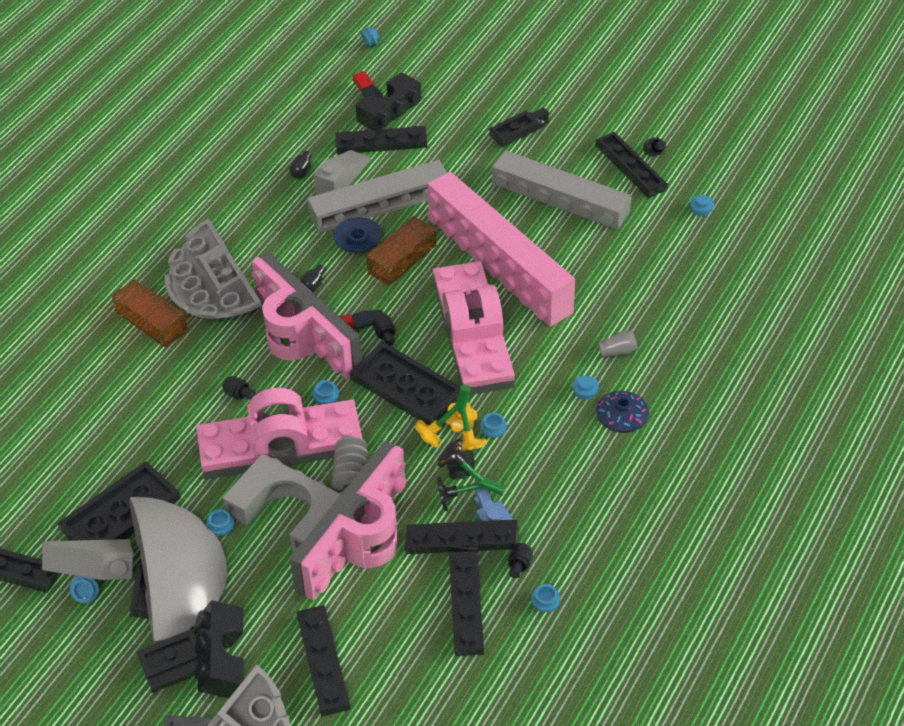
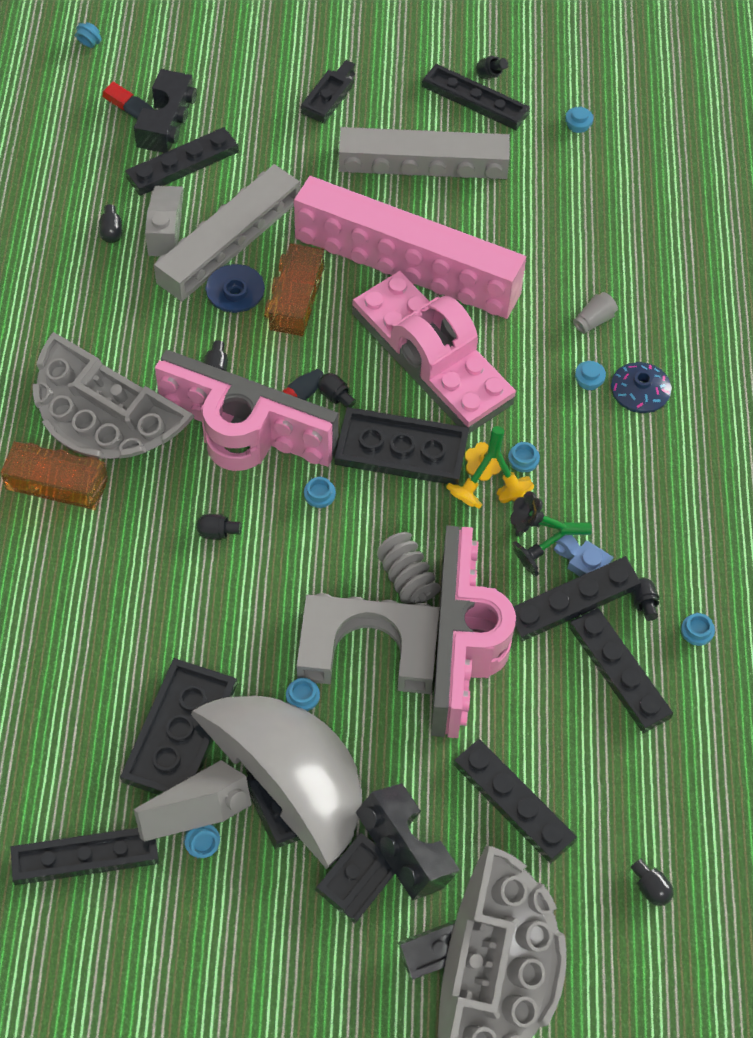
camera: 30 degrees left, 10 degrees up
(291, 437) = (300, 558): bright pink piece -> none

